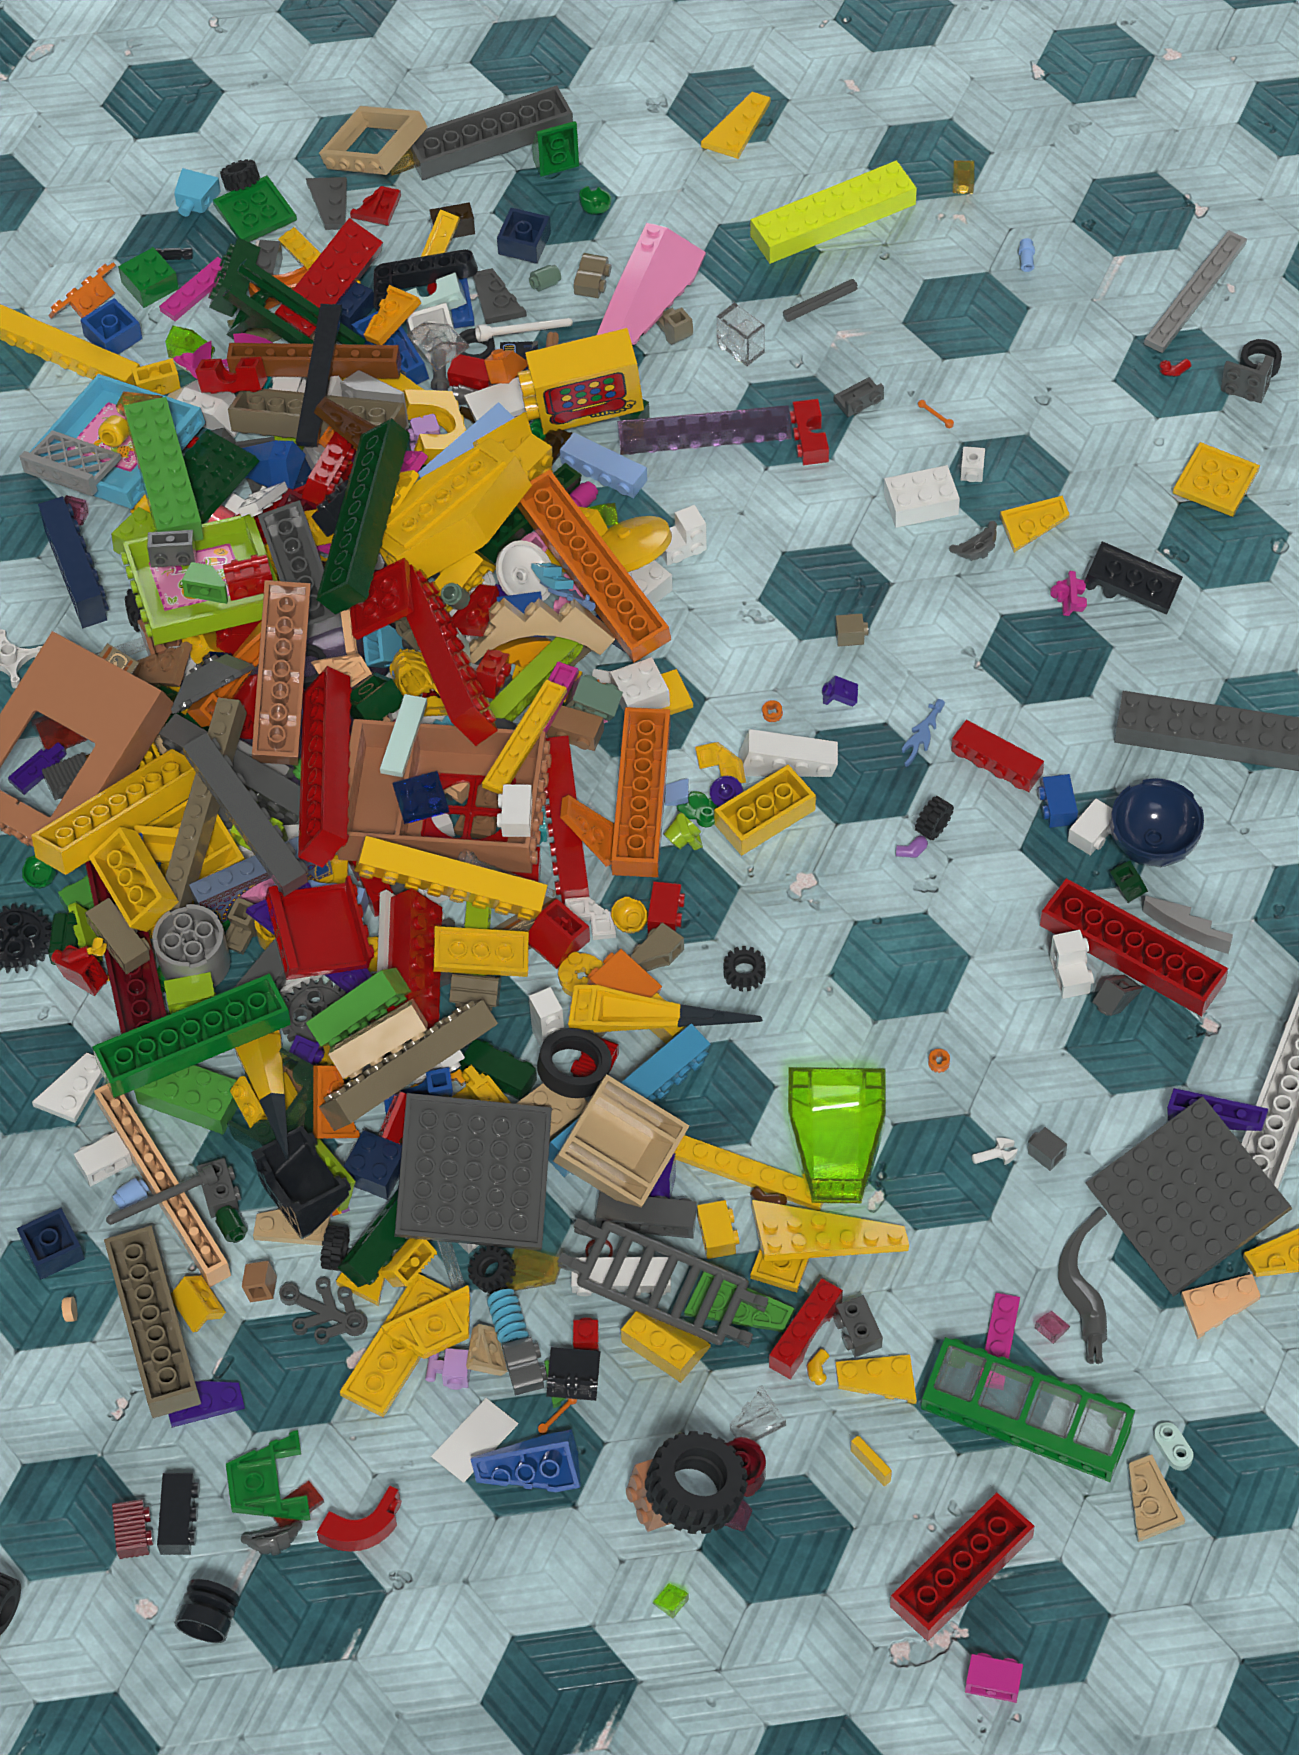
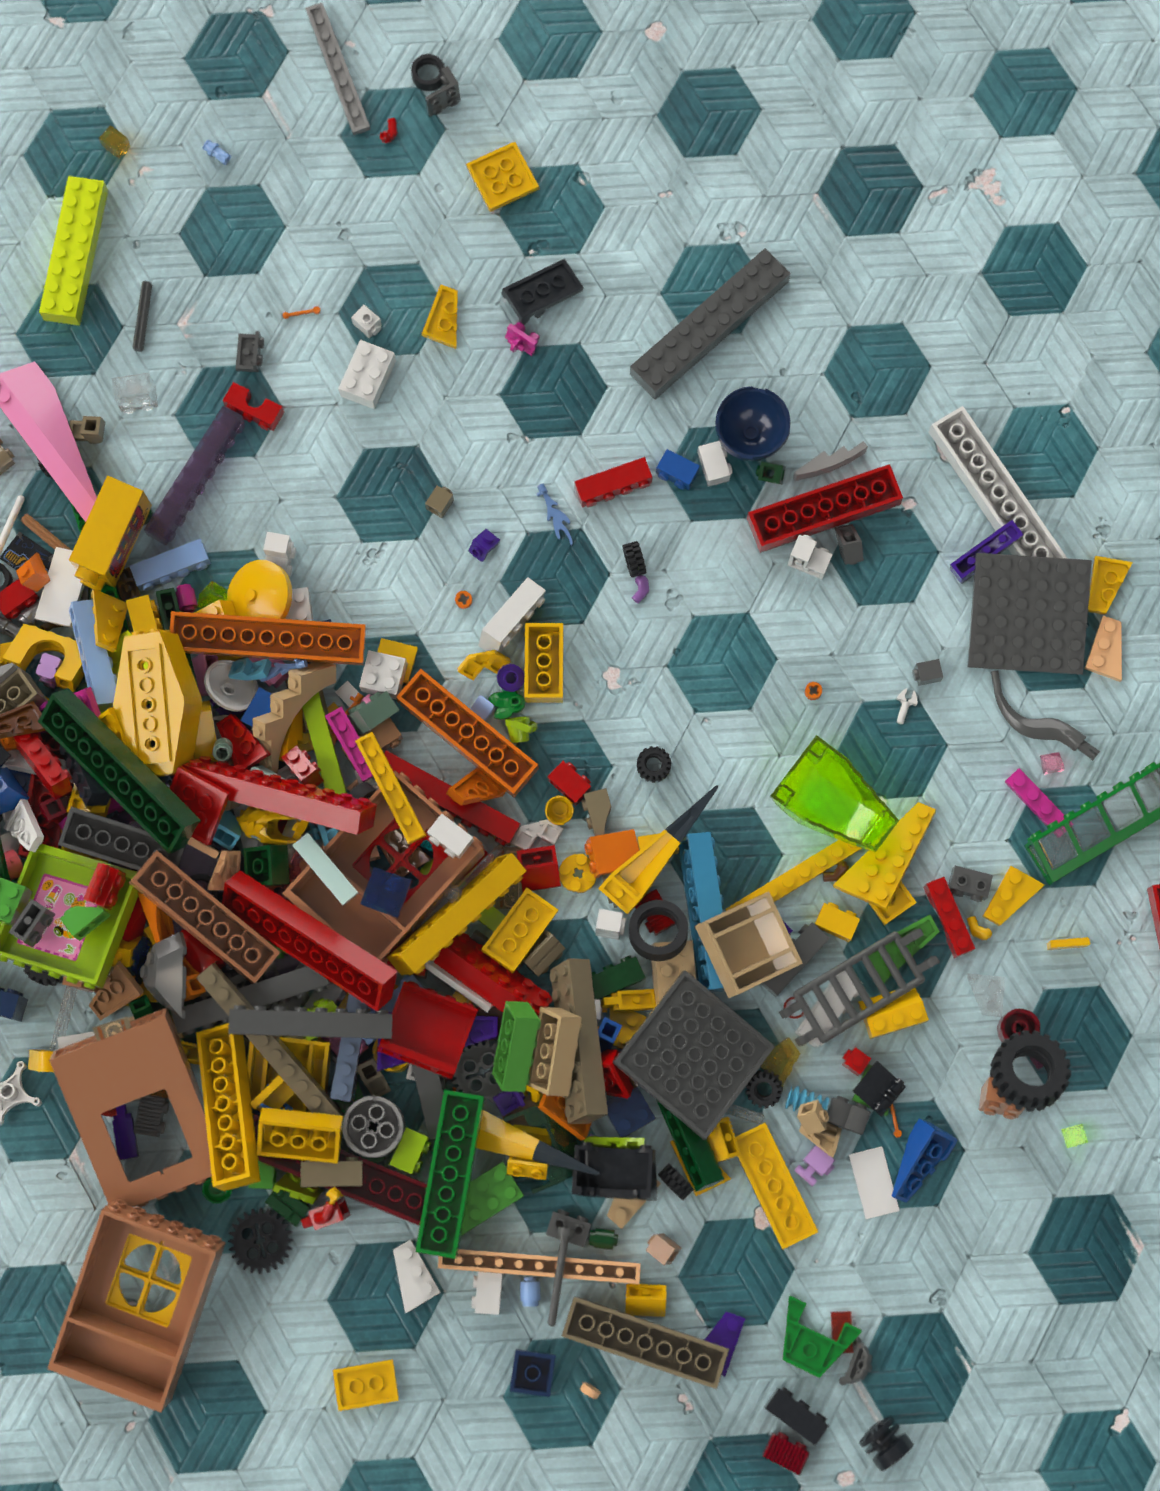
camera: 55 degrees left, 20 degrees up
(325, 1312) = (714, 1217): dark grey plant -> none
(361, 1533) = (896, 1299): red arch -> none
(433, 1325) = (782, 1155): yellow wing -> none
(493, 1323) = (813, 1117): none -> tan brick
(979, 545) = (437, 367): dark grey piece -> none

